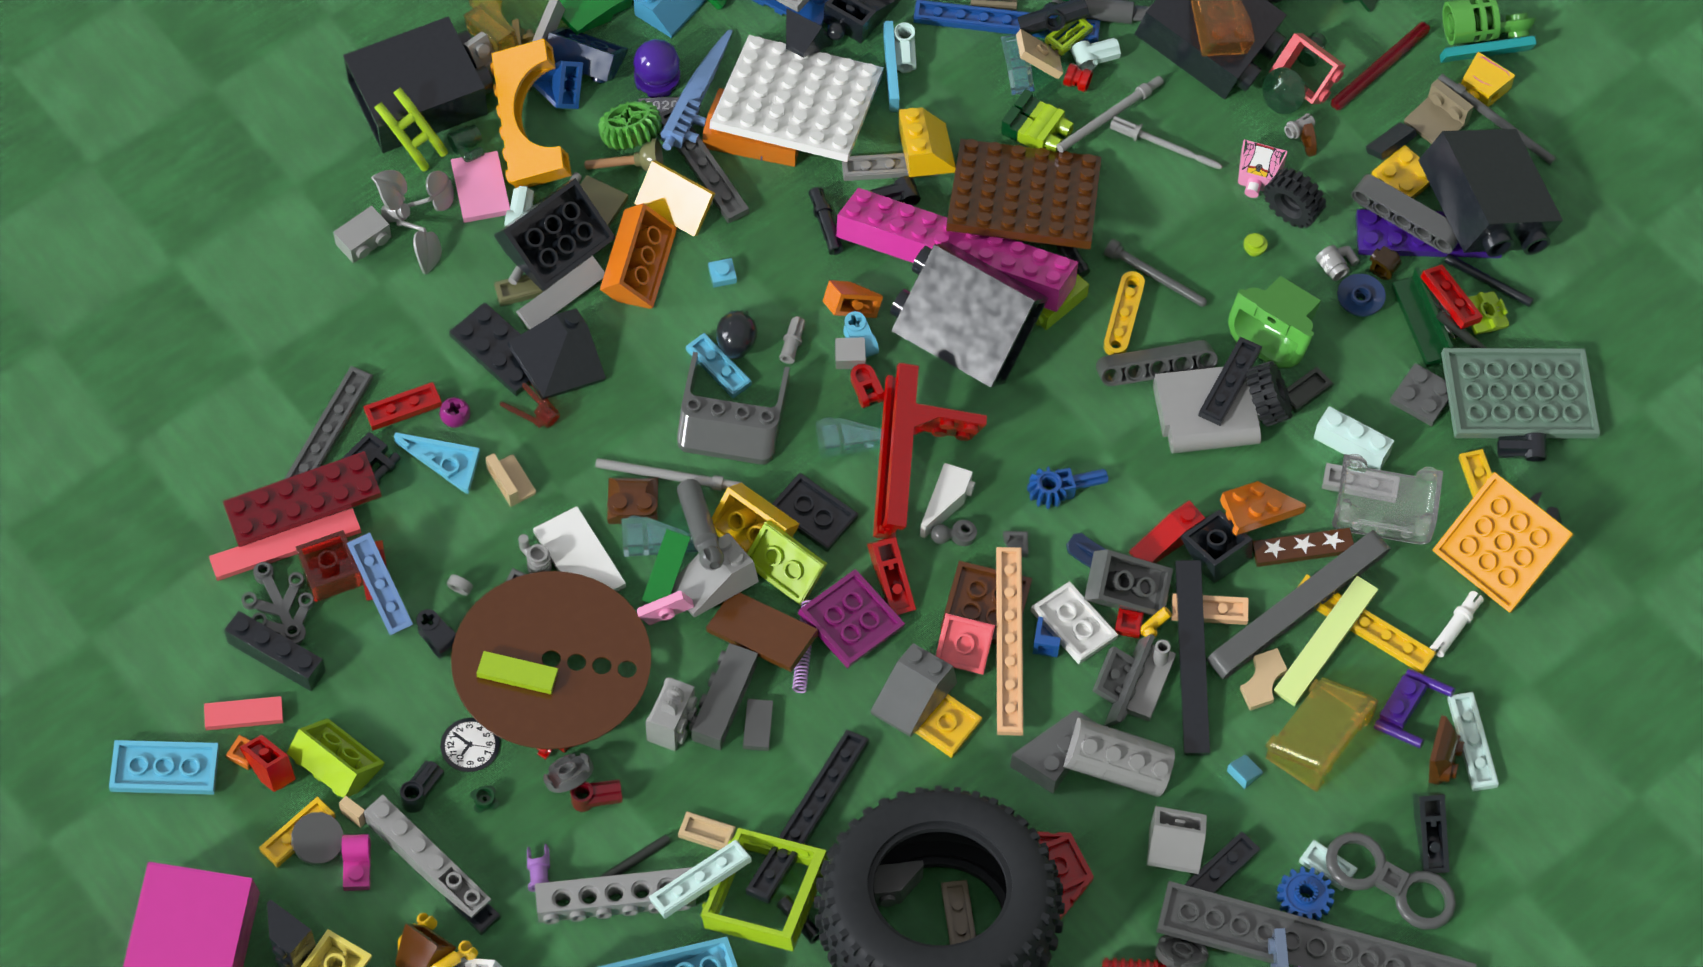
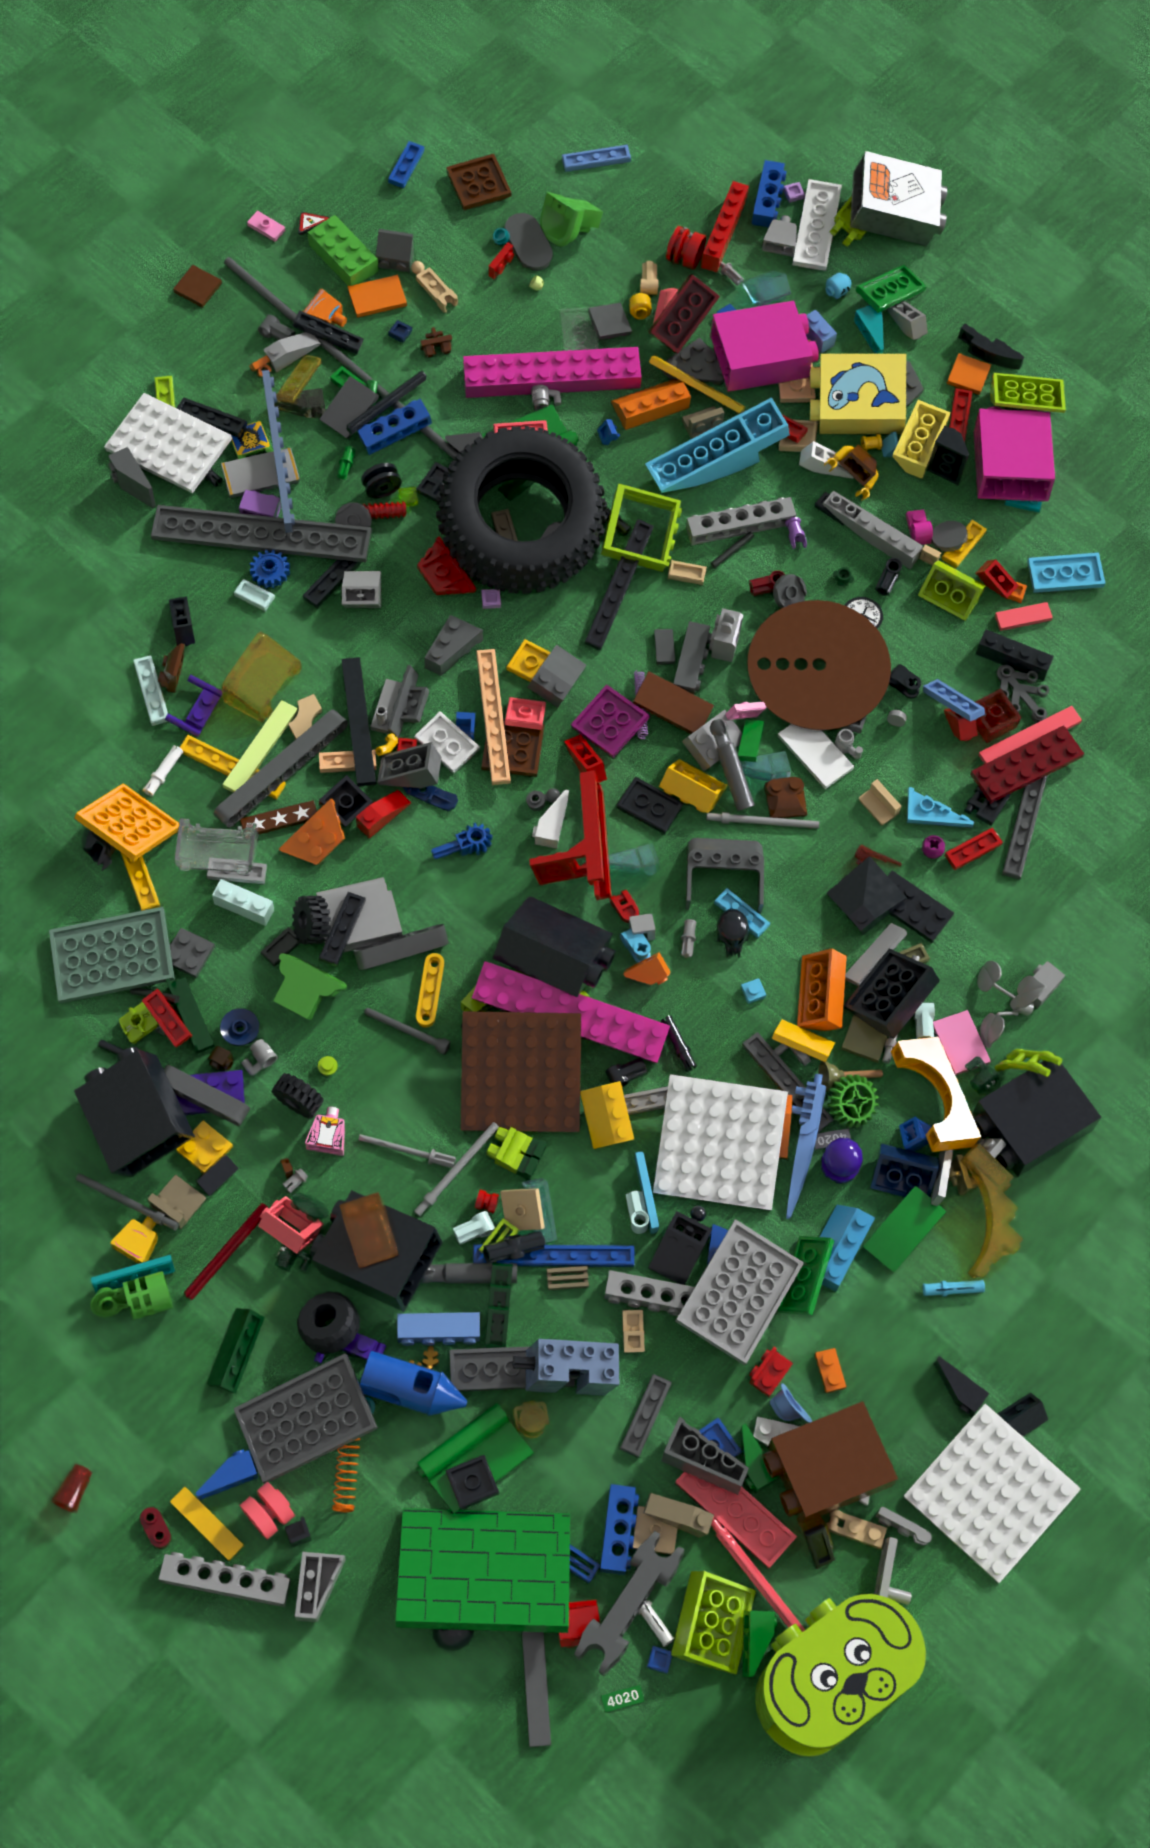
camera: 170 degrees right, 5 degrees up
(517, 672) = (840, 647): lime tile -> none
(700, 879) = (685, 524): light aqua tile -> none
(785, 562) = (665, 753): lime tile -> none
(804, 35) = (724, 1205): black slope -> none
(1017, 539) = (495, 799): dark grey tile -> none
(1120, 757) = (405, 637): light grey container -> none
(1244, 771) = (316, 650): medium azure slope -> none
(1390, 880) = (210, 585): dark grey bar -> none
(1530, 447) = (103, 910): black piece -> none

